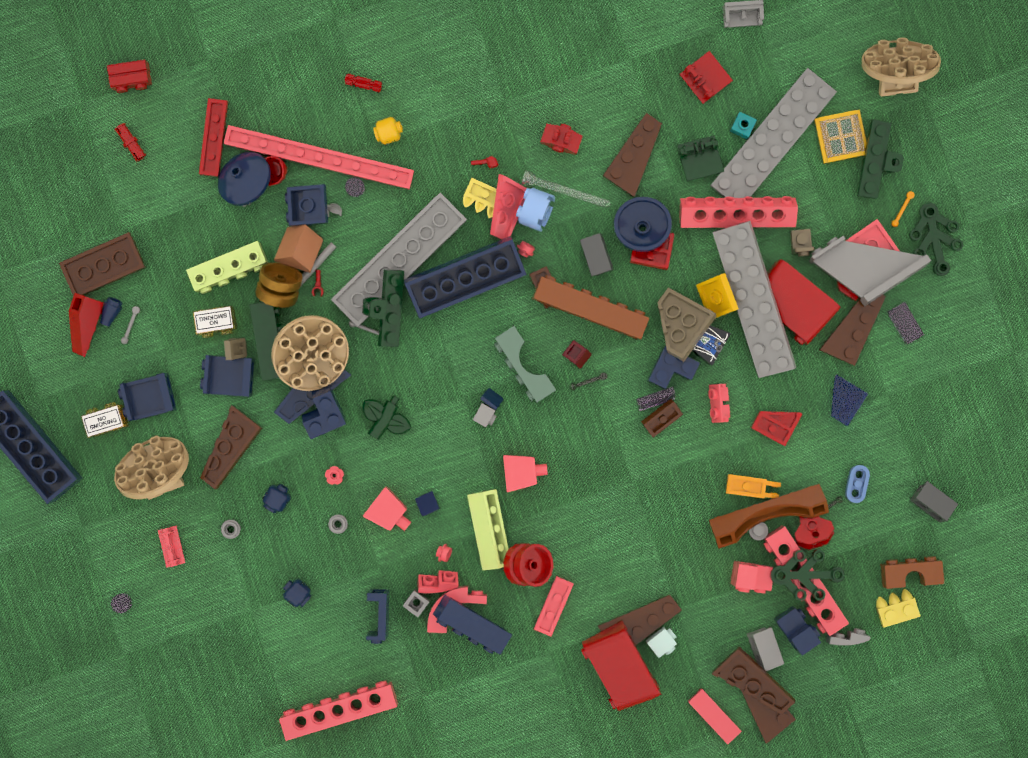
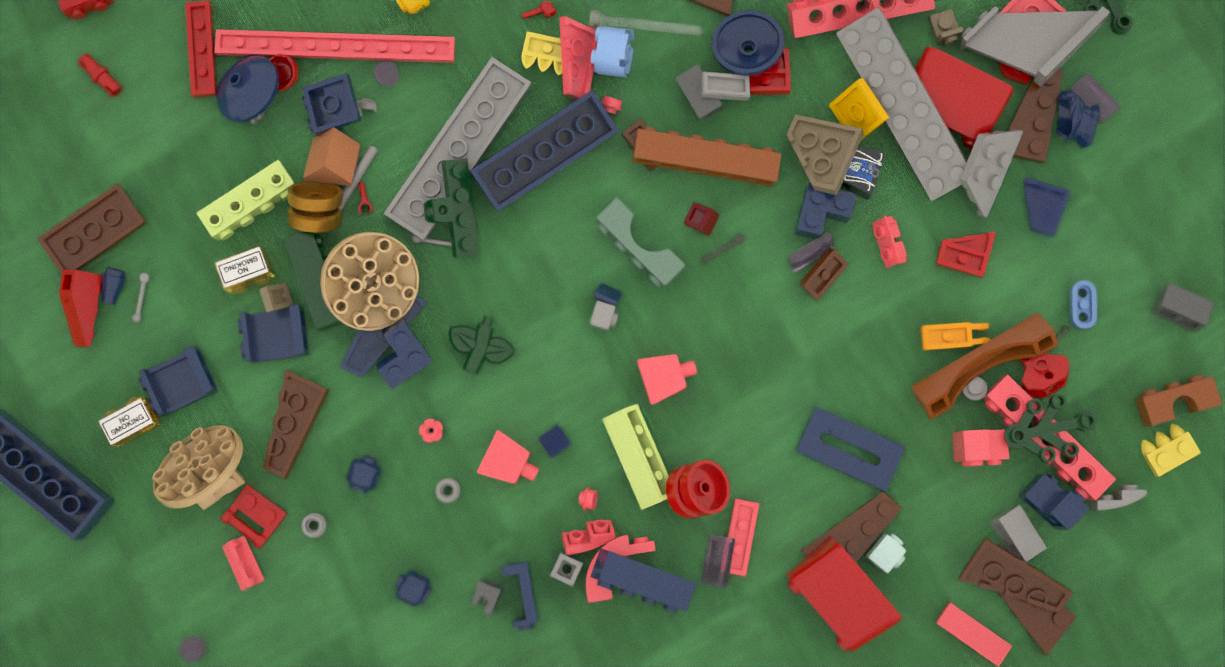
camera: 10 degrees left, 5 degrees down
(191, 508) = (259, 510): none -> red plate
(352, 608) = (491, 594): none -> dark grey hinge
(532, 620) = (718, 561): none -> tile
(617, 255) = (725, 86): none -> light grey tile
(680, 564) = (877, 476): none -> dark blue piece
(808, 361) = (988, 166): none -> light grey wing
(885, 338) = (1076, 120): none -> dark blue piece

